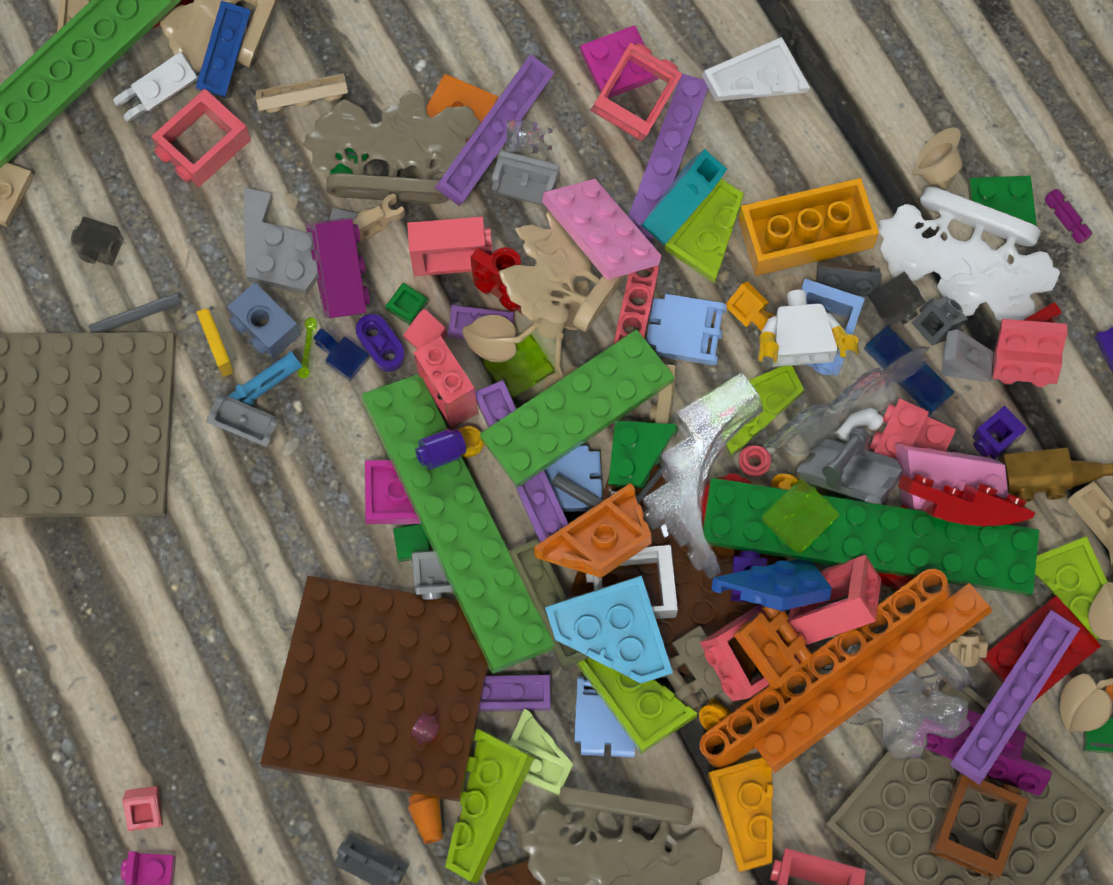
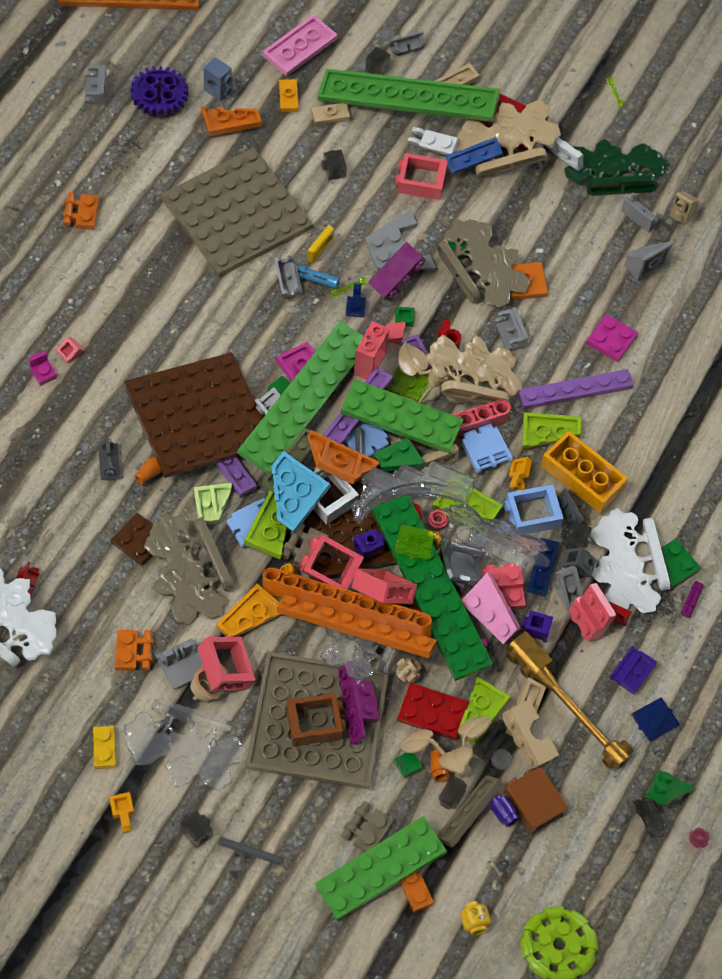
camera: 50 degrees right, 10 degrees down
(135, 314) = (313, 205): dark grey bar -> none
(257, 305) = (349, 249): sand blue brick -> none
(301, 93) = (480, 205): tan plate -> none
(375, 220) = (436, 276): tan plate -> none
(382, 344) = (373, 315): dark purple plate -> none
(425, 728) = (188, 437): clear pink plate -> none
(440, 448) = (334, 365): dark purple brick -> none
(446, 244) = (441, 306): coral window -> none
(472, 441) = (348, 381): yellow plate -> none
(490, 793) = (170, 491): lime wing -> none
(492, 131) = (525, 299): medium lavender plate -> none
(526, 137) = (532, 315): clear plate -> none
(601, 229) = (507, 375): bright pink plate -> none
(623, 118) = (579, 337): coral window -> none
(684, 196) = (555, 404): teal slope -> none
(757, 73) = (654, 403): white wing -> none
(768, 650) = (333, 562): orange plate -> none
(778, 585) = (369, 549): blue wing -> none
(803, 334) = (515, 493): white torso -> none
(859, 419) = (495, 553): white arm -> none
(940, 158) = (672, 518): tan piece -> none
(969, 507) = (482, 625): red slope -> none
(1014, 697) = (393, 697): medium lavender plate -> none

